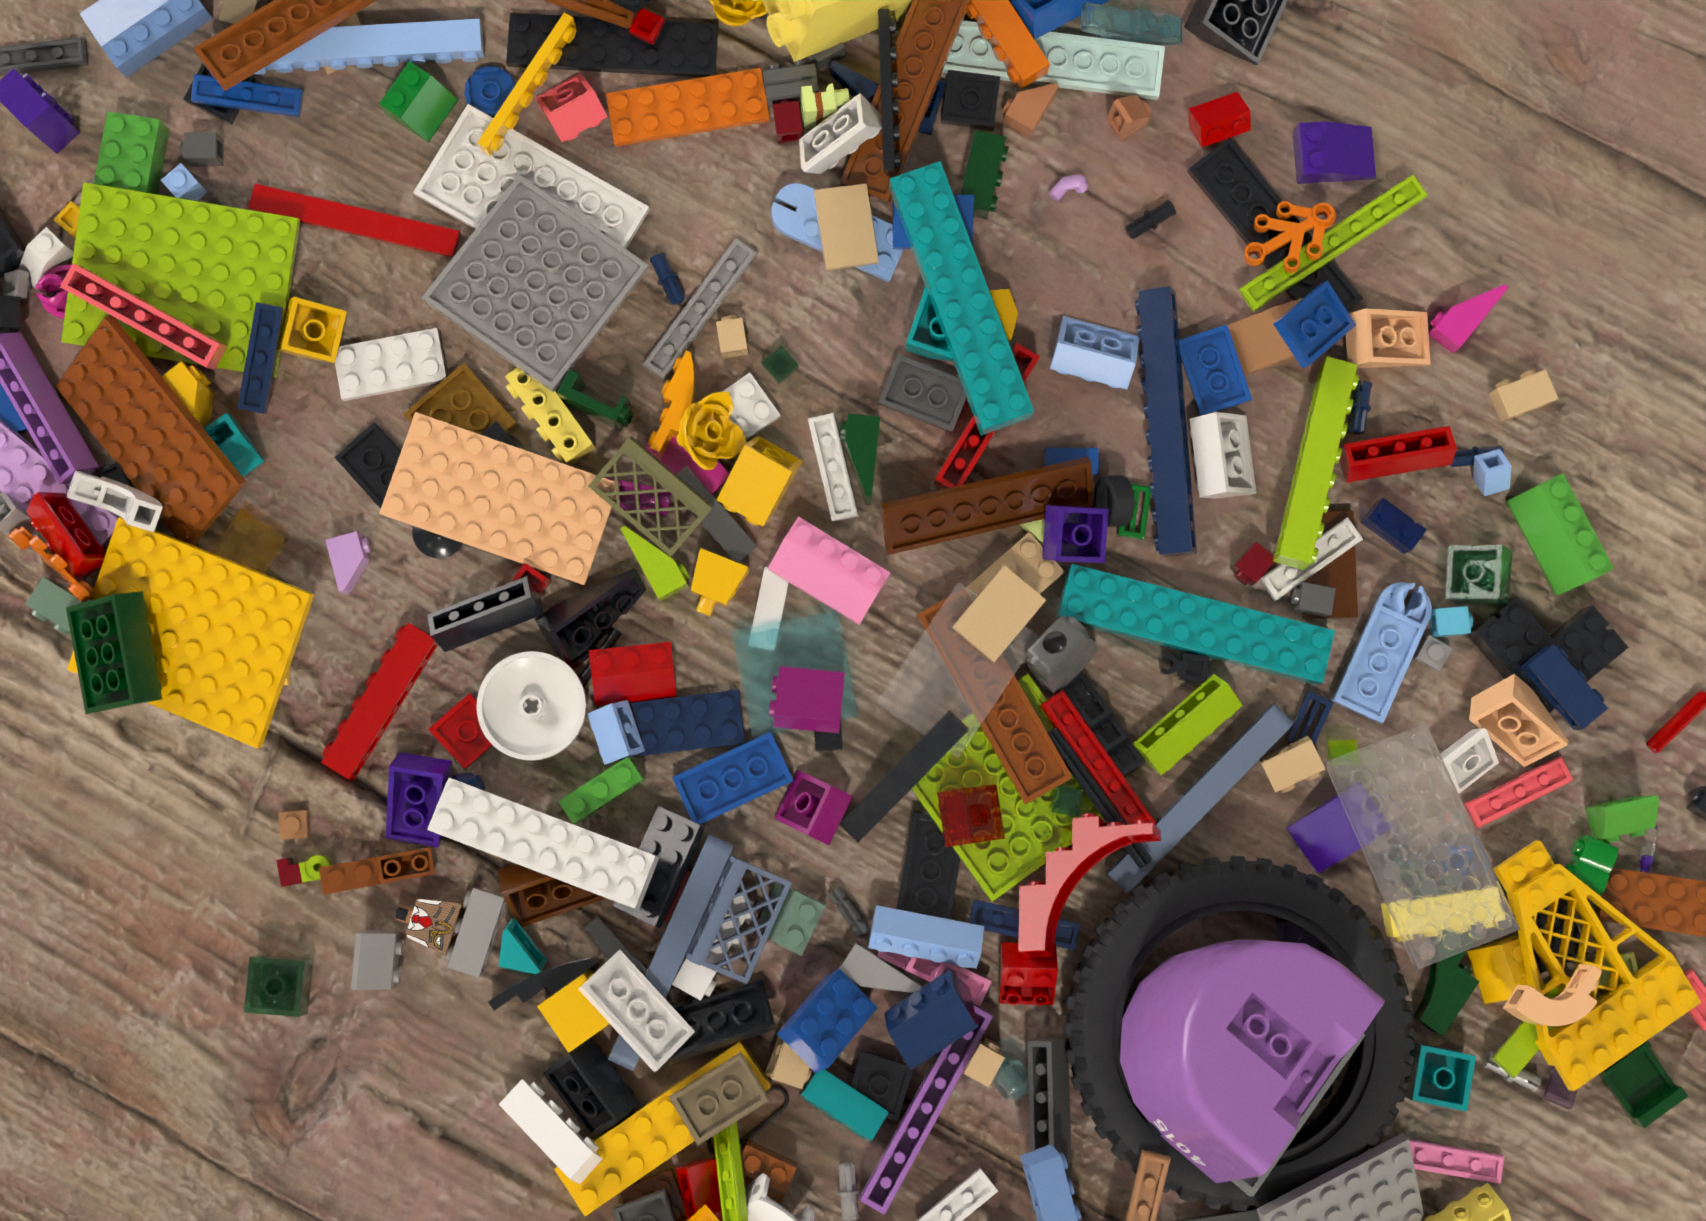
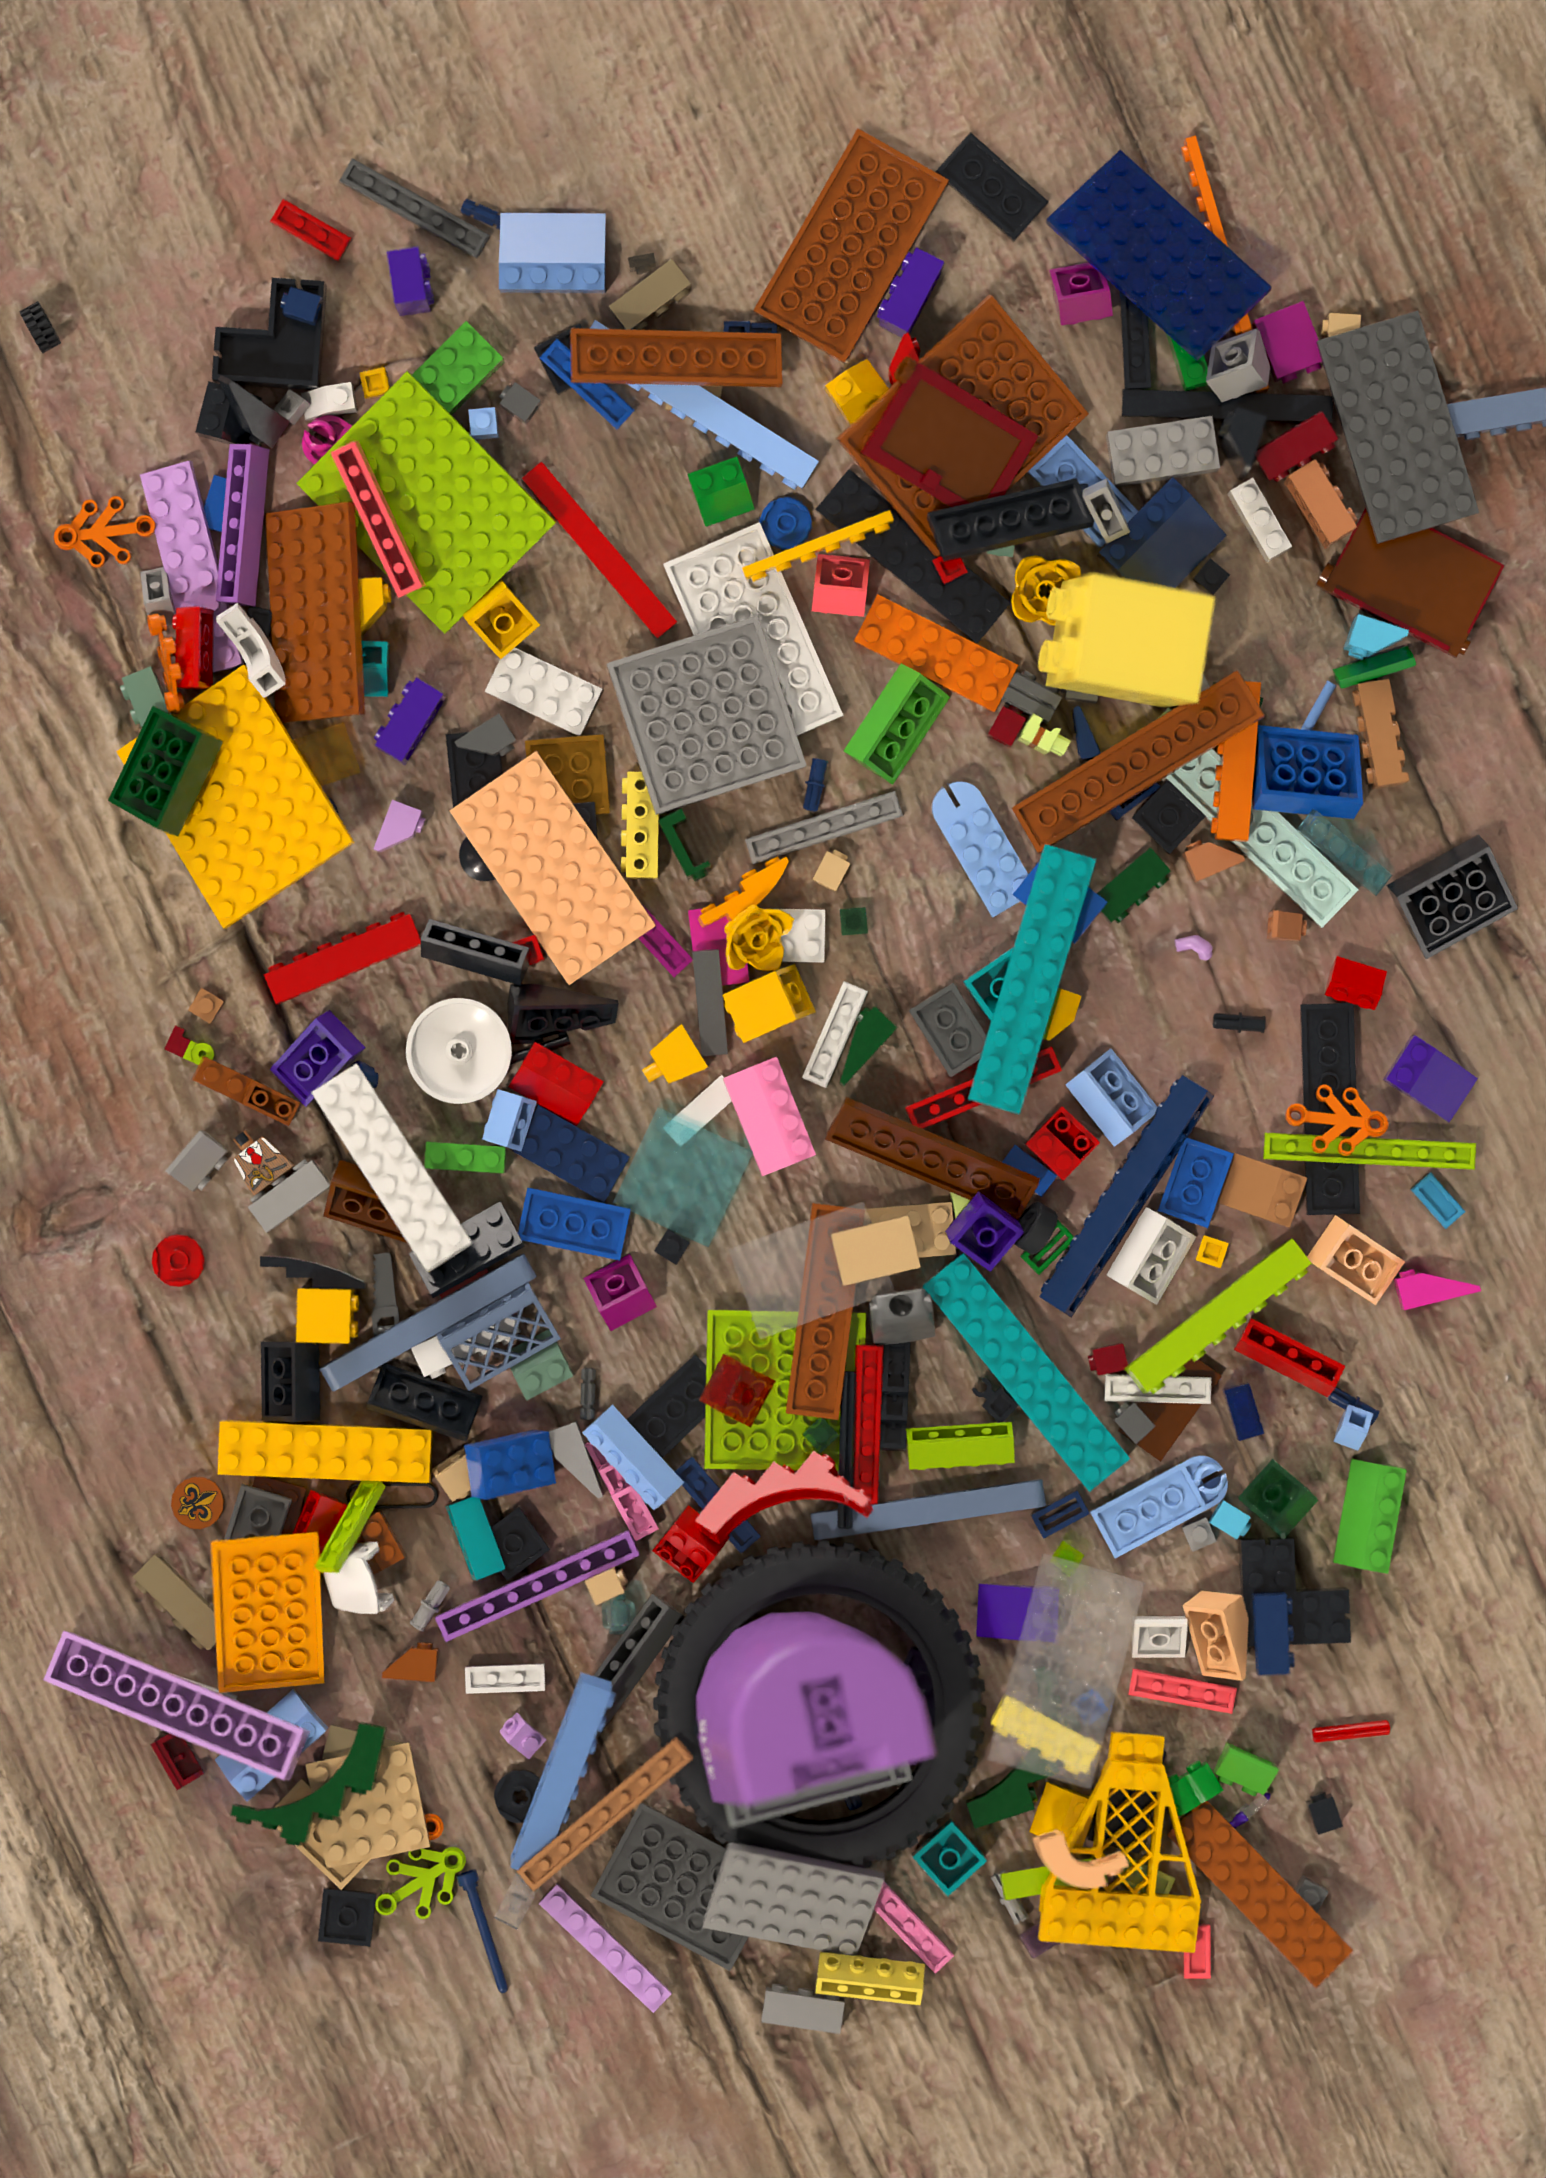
camera: 40 degrees right, 5 degrees up
(64, 26) = (481, 213): none -> dark blue axle
(261, 358) = (445, 615): dark blue plate -> none
(278, 985) = (108, 1124): clear green brick -> none
(293, 464) = (409, 720): none -> dark purple brick
(370, 432) = (489, 738): none -> dark grey slope
(423, 1056) = (178, 1260): none -> red tile
(461, 732) = (388, 1030): red plate -> none
(519, 951) = (311, 1235): teal slope -> none
(551, 1131) = (238, 1391): white brick -> none
(636, 1010) = (371, 1348): white plate -> none
(660, 569) = (637, 1015): lime slope -> none
(665, 477) = (695, 956): olive fence -> none
(697, 182) = (896, 723): none -> bright green slope
(719, 1098) = (385, 1461): dark tan tile -> none
(807, 699) = (676, 1206): magenta brick -> none
(839, 135) = (1035, 773): white slope -> none
(846, 227) = (986, 851): tan tile -> none
(889, 80) = (1094, 778): black plate -> none
(904, 776) = (707, 1321): black tile -> none
(931, 1018) = (590, 1522): dark blue slope -> none
(1083, 418) = (1062, 1143): none -> red slope
(1268, 417) = (1211, 1251): none -> yellow plate
(1292, 765) = (1018, 1537): tan brick -> none
(1314, 324) = (1297, 1207): blue plate -> none
(1360, 408) = (1290, 1298): dark blue axle -> none
(1414, 245) = (1437, 1200): none -> dark azure tile
(1522, 396) = (1428, 1385): tan brick -> none
(1642, 1086) = (1102, 1979): dark green panel -> none

